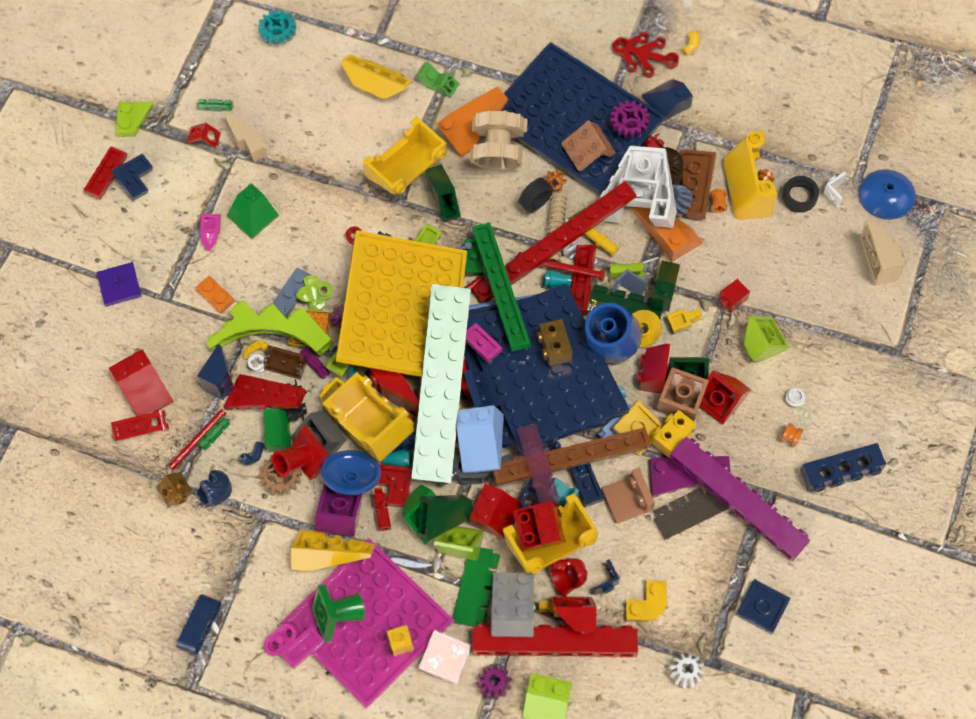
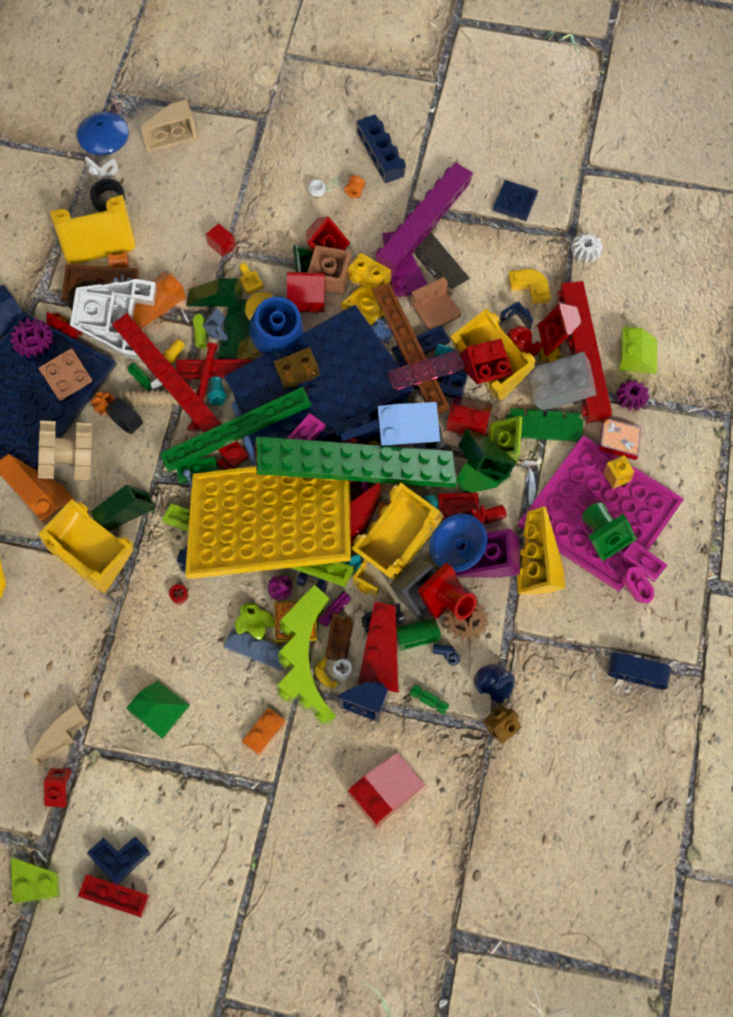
camera: 100 degrees left, 0 degrees up
(119, 284) = (261, 846): dark purple plate -> none
(139, 425) = (434, 780): red plate -> none
(194, 442) = (438, 716): red bar -> none
(209, 229) = (183, 751): dark pink plate -> none
(213, 104) = (13, 781): green axle -> none
(764, 338) = (266, 212): lime slope -> none

